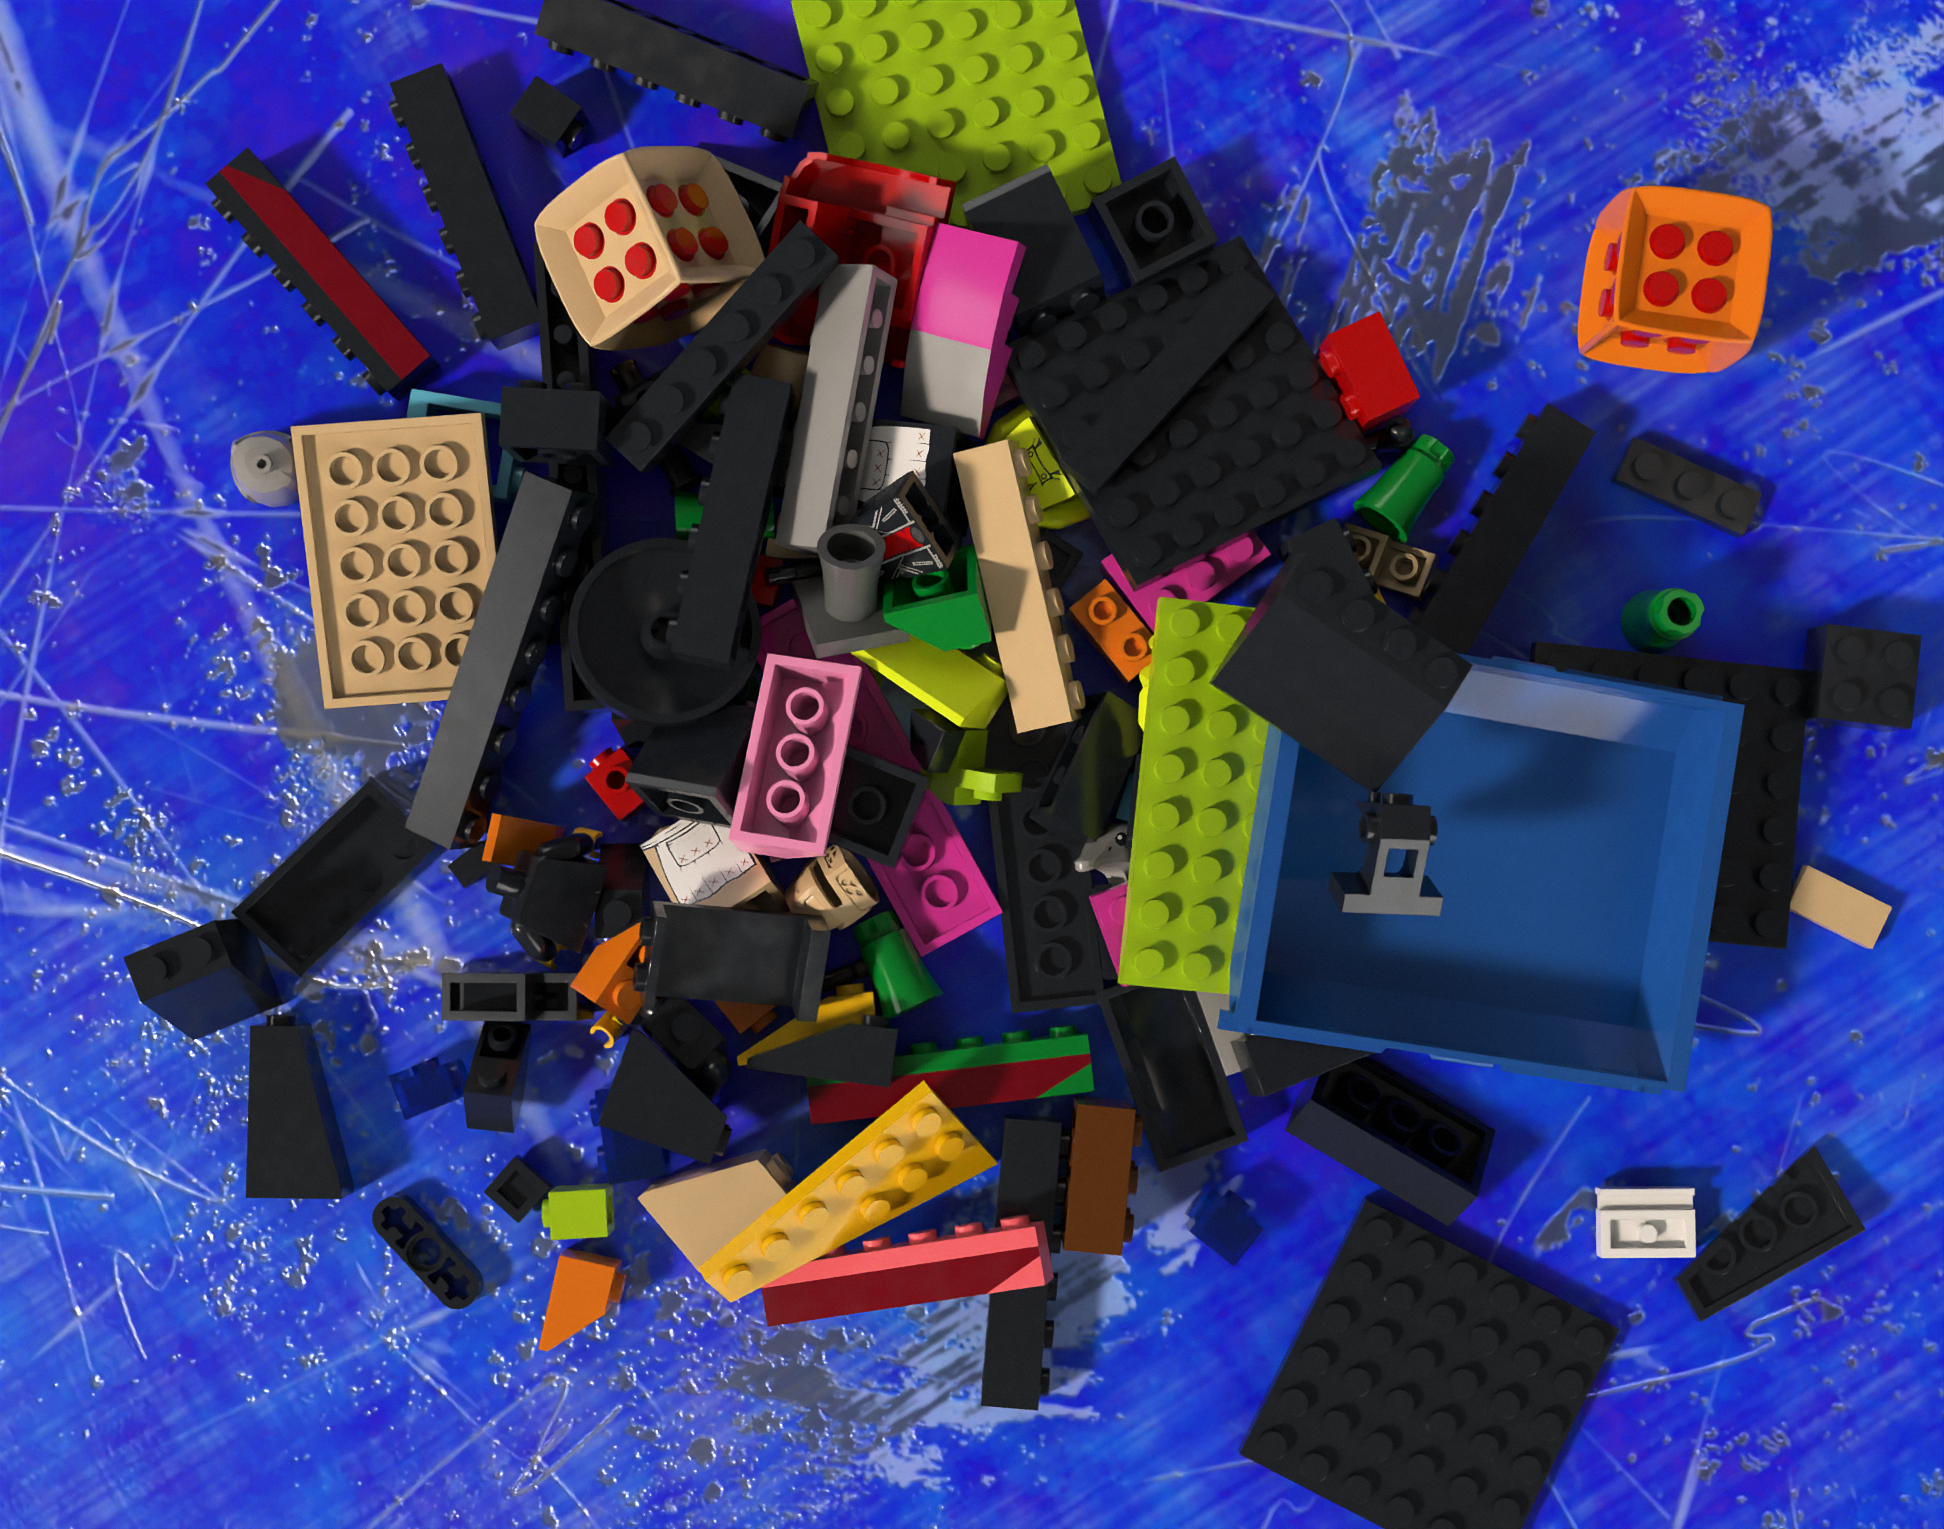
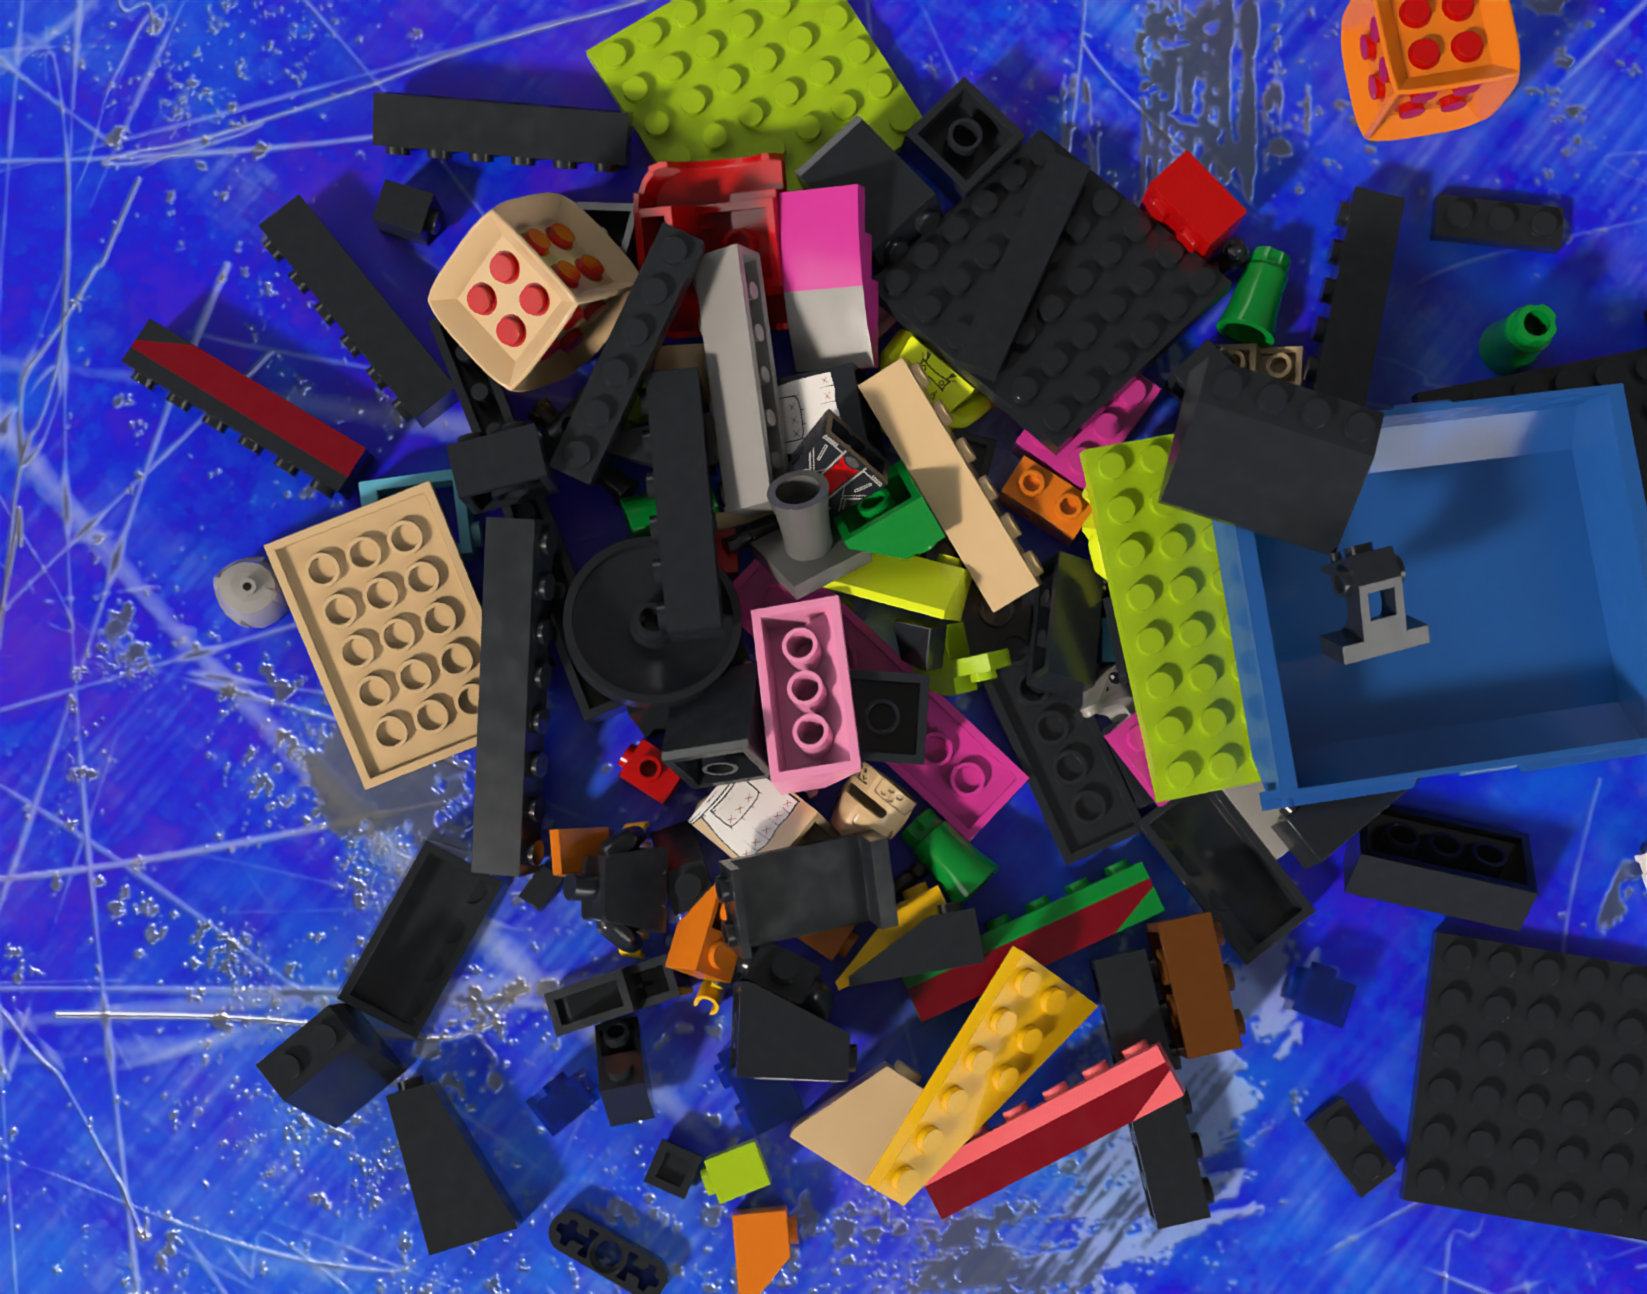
camera: 15 degrees left, 5 degrees down
(1205, 1384) = (1350, 1146): none -> black plate

